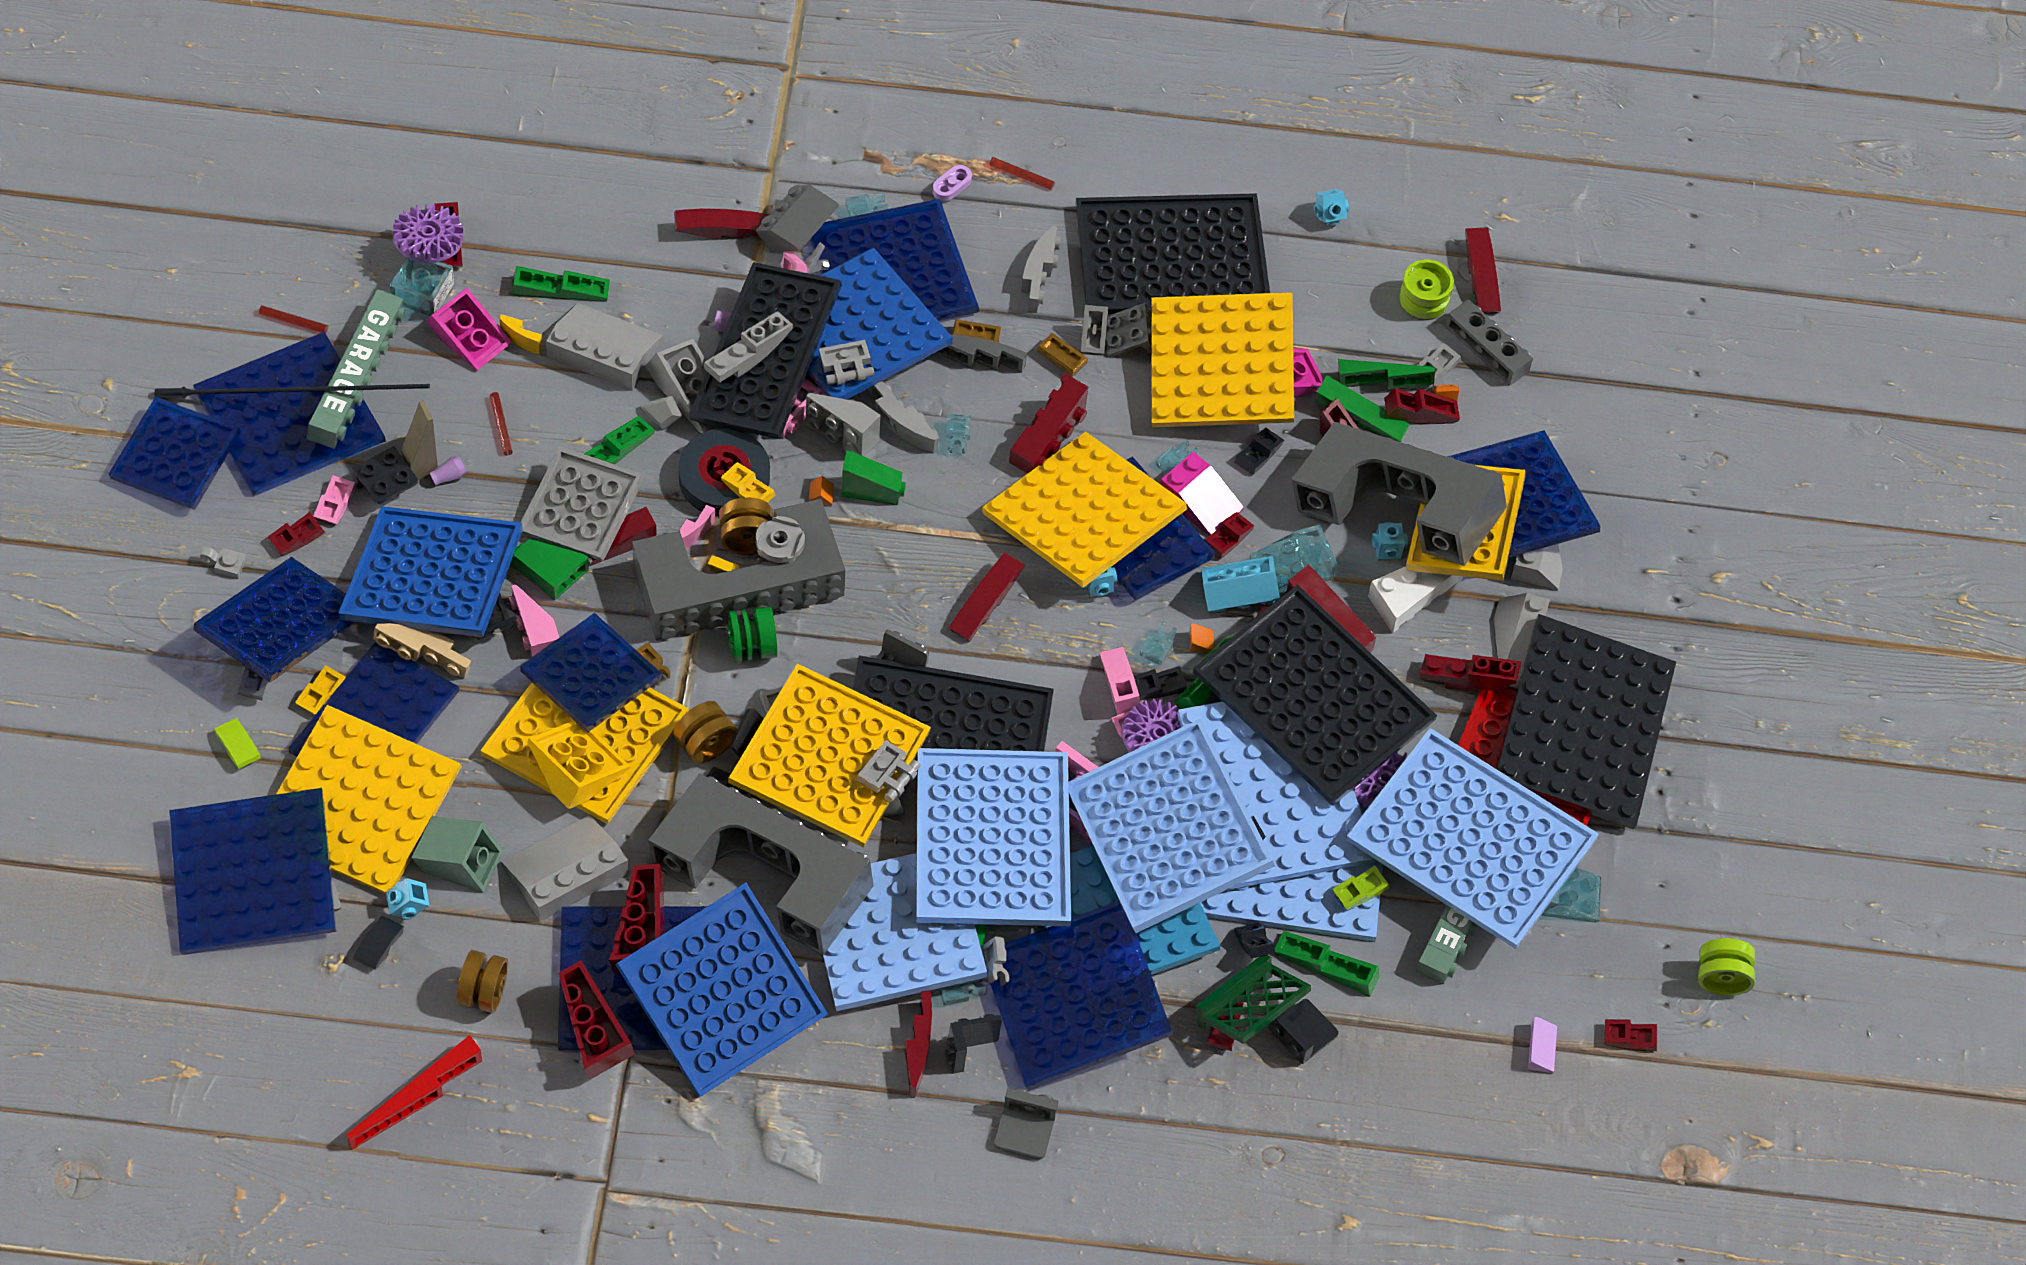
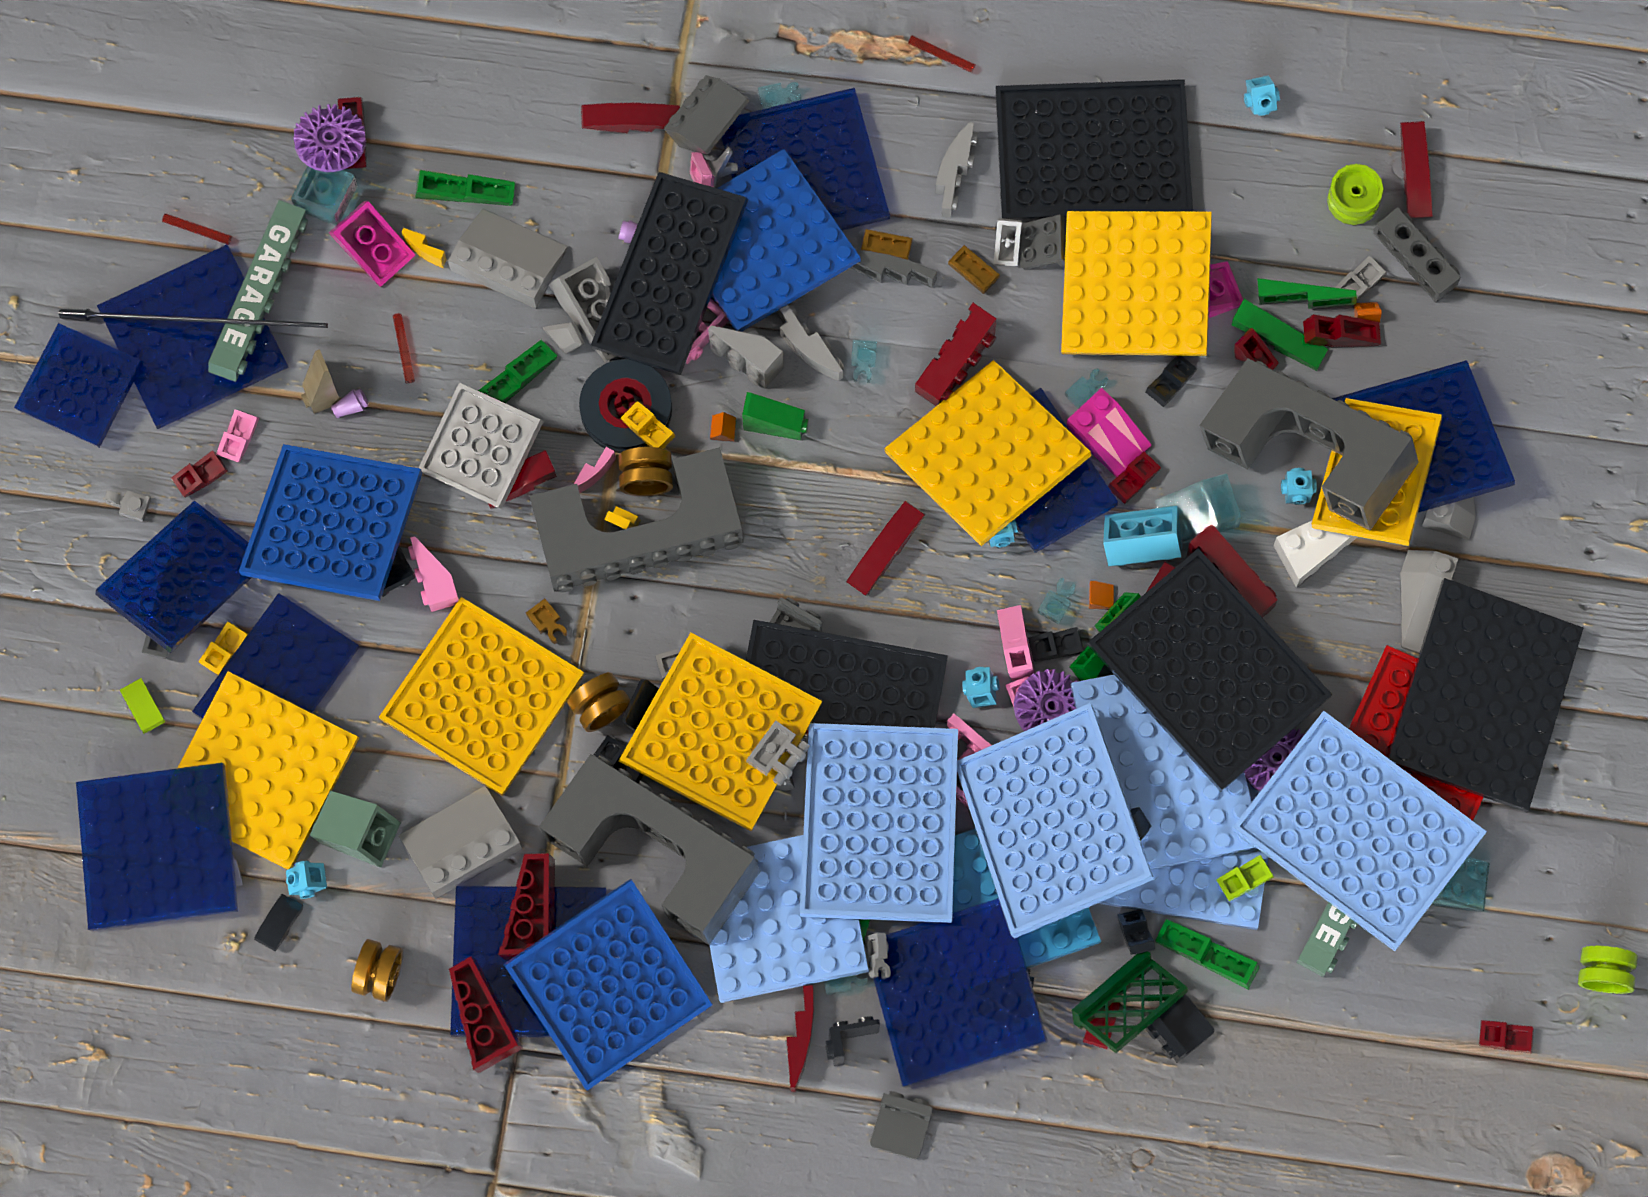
camera: 10 degrees right, 15 degrees up
(384, 475) = (286, 413): black bracket -> none
(414, 643) = (312, 601): tan slope -> none
(418, 1093) = (317, 1082): red slope -> none
(549, 566) = (449, 512): green slope -> none
(575, 762) = (471, 733): yellow slope -> none
(590, 672) = (487, 635): clear blue plate -> none
(751, 349) = (652, 277): light grey slope -> none
(752, 634) = (648, 593): green wheel -> none
(780, 552) = (670, 485): light grey plate -> none
(846, 356) = (750, 283): light grey plate -> none
(949, 183) = (866, 67): lavender plate -> none
(1087, 718) = (981, 687): none -> medium azure brick
(1472, 674) = (1371, 640): dark red slope -> none
(1542, 1046) = (1417, 1047): lavender slope -> none

